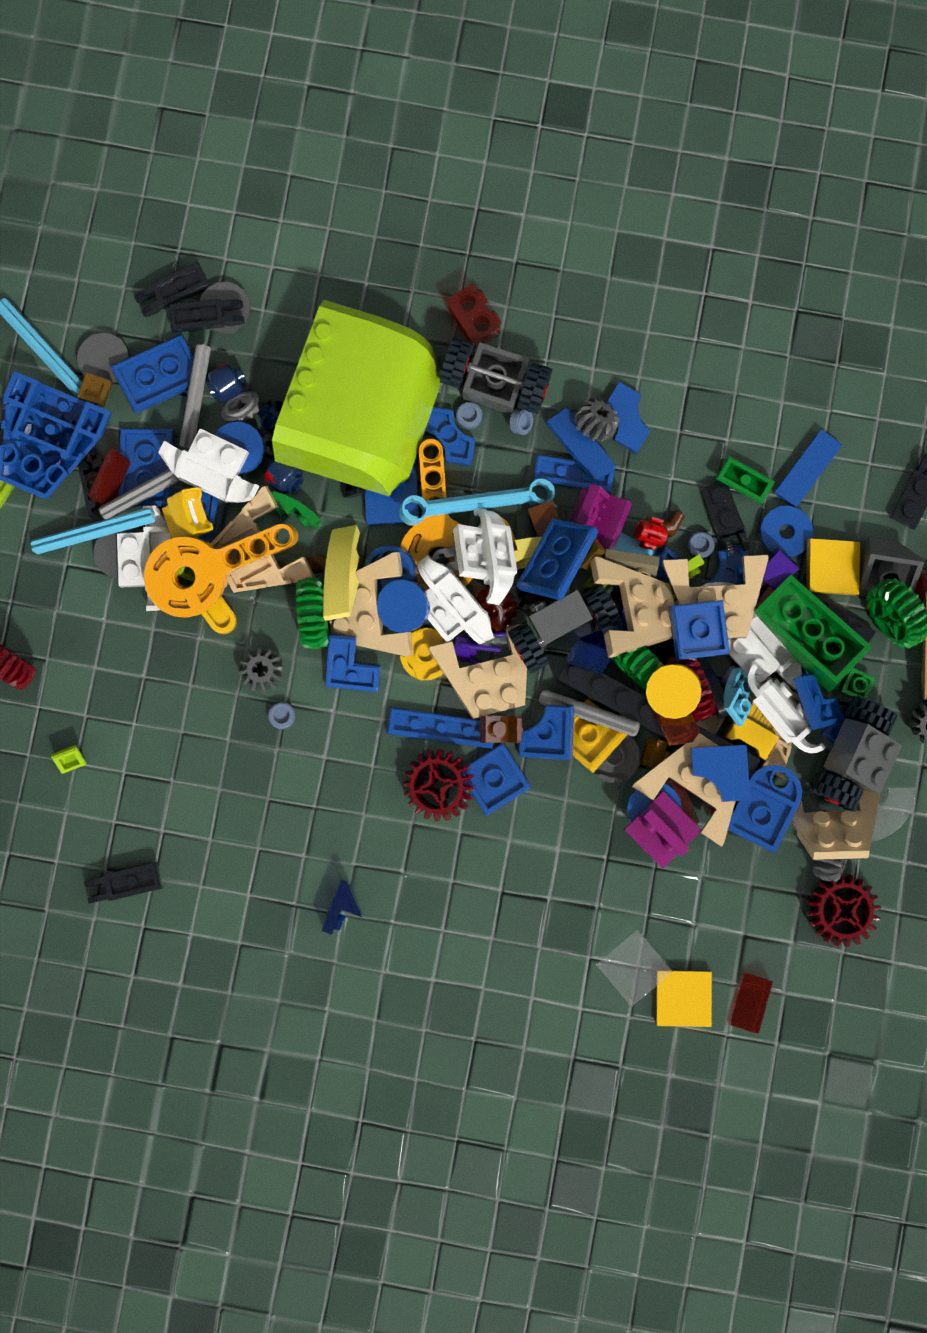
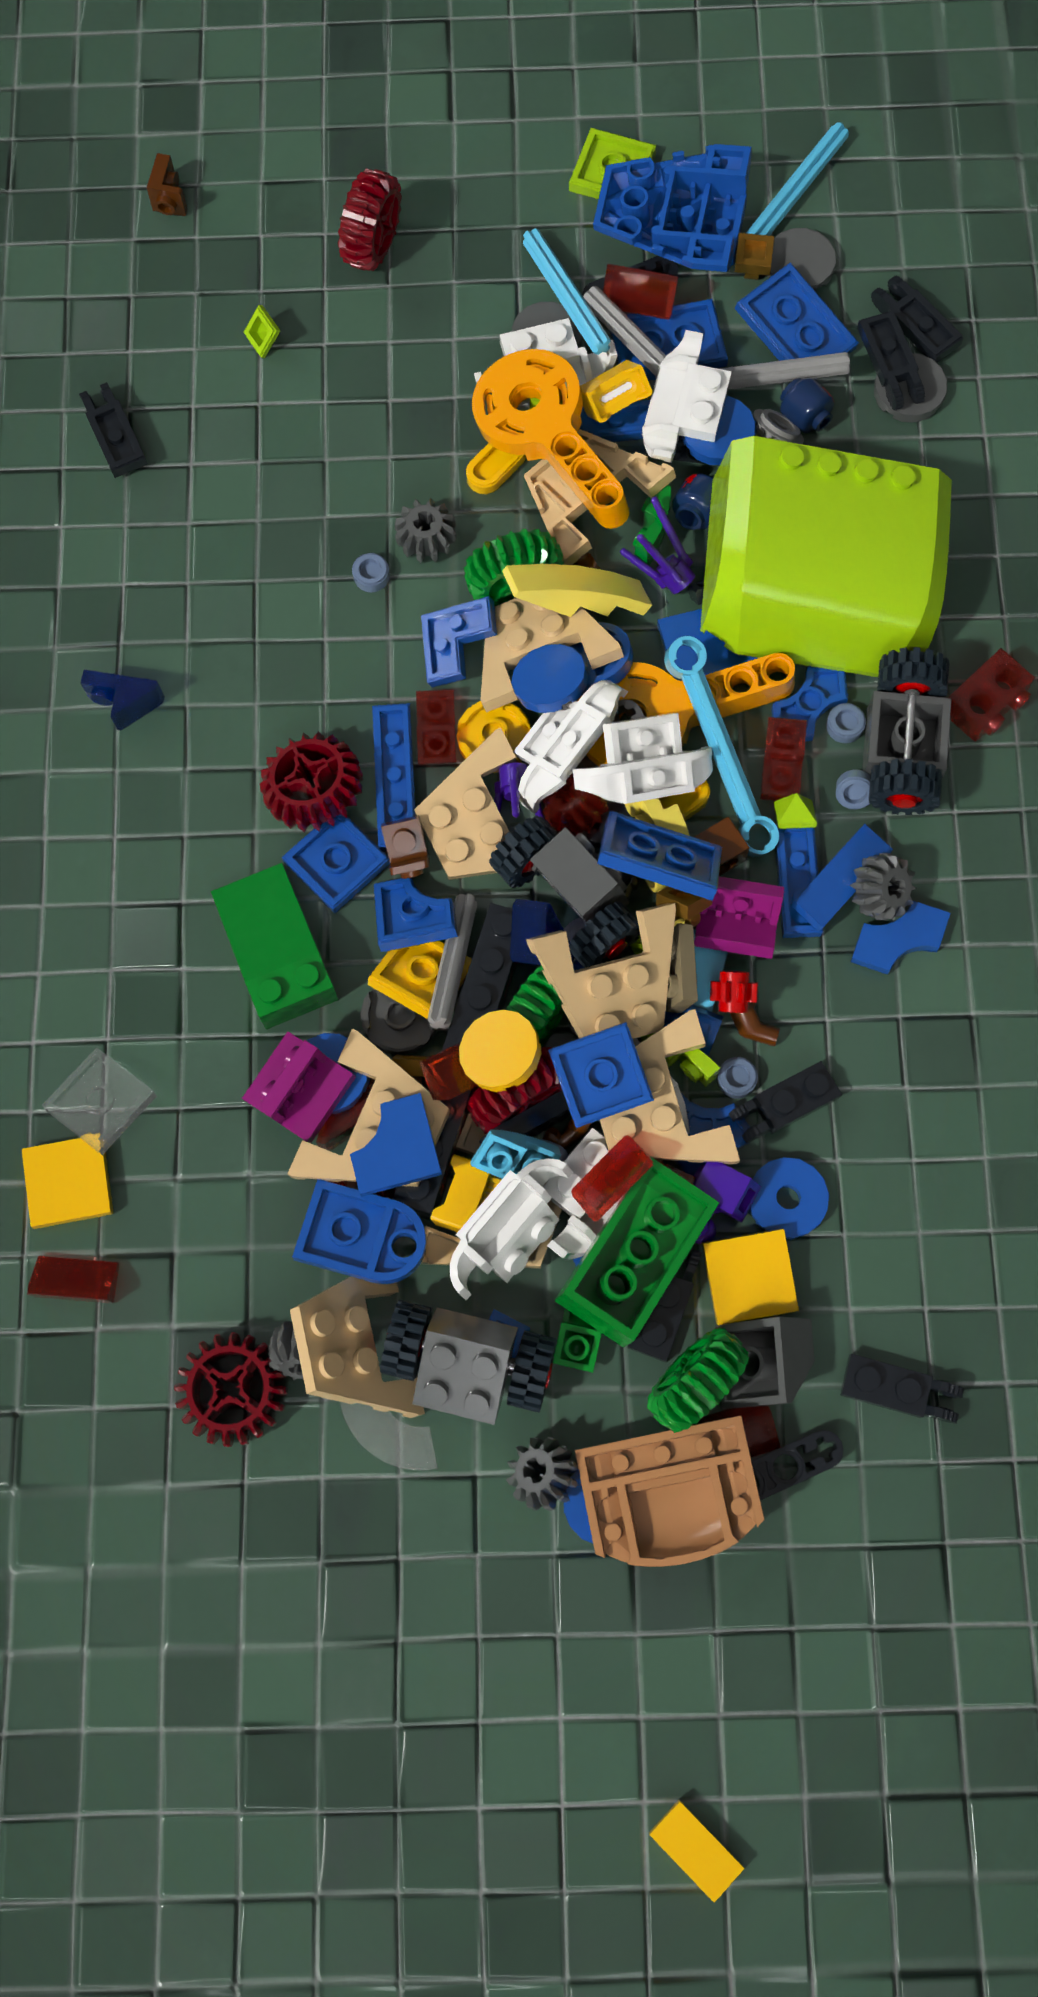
camera: 80 degrees right, 10 degrees down
(333, 506) = (673, 571): none -> dark purple plant
(412, 692) = (436, 727): none -> clear red slope
(488, 463) = (783, 758): none -> clear red slope
(529, 465) = (795, 812): none -> lime slope
(547, 832) = (273, 946): none -> green slope
(720, 666) = (568, 1136): none -> reddish brown arm
(745, 480) = (849, 1119): green slope -> none
(765, 637) = (611, 1177): none -> clear red slope
(808, 469) = (892, 1213): blue tile -> none
(819, 711) = (521, 1277): blue tile -> none

